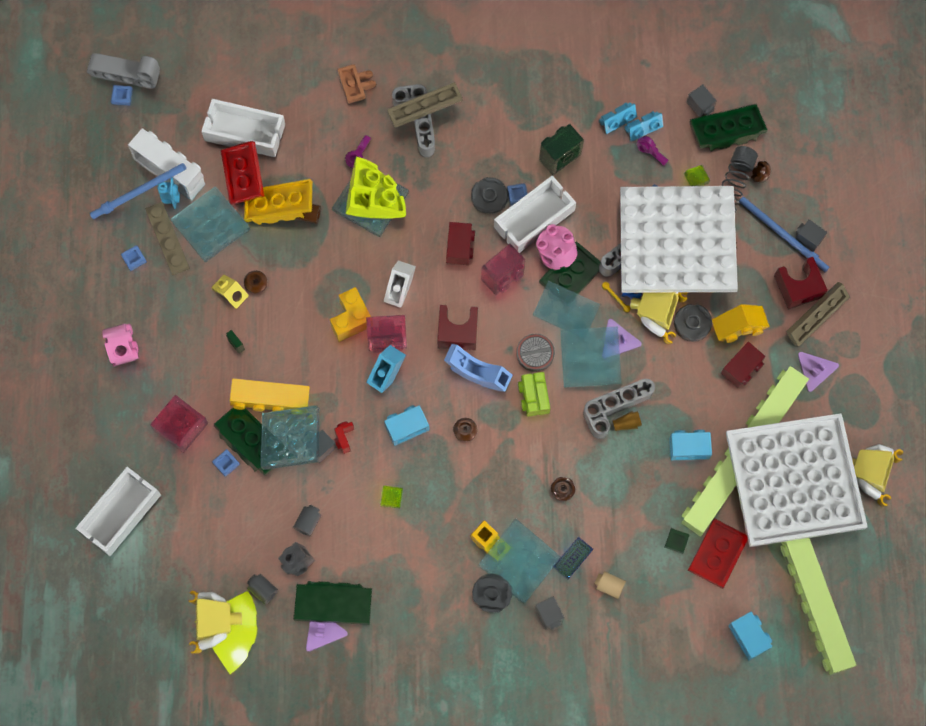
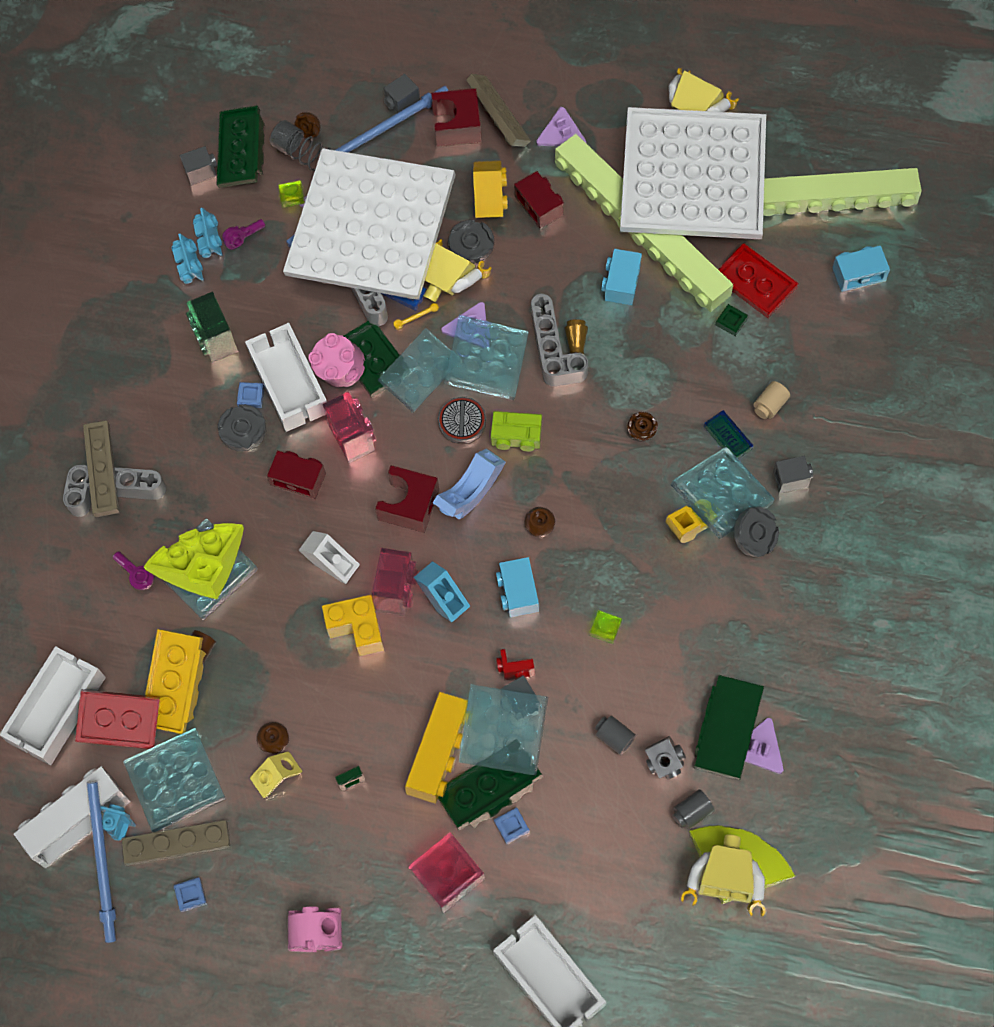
camera: 70 degrees left, 5 degrees down
(352, 85) = (35, 558): nougat hinge -> none

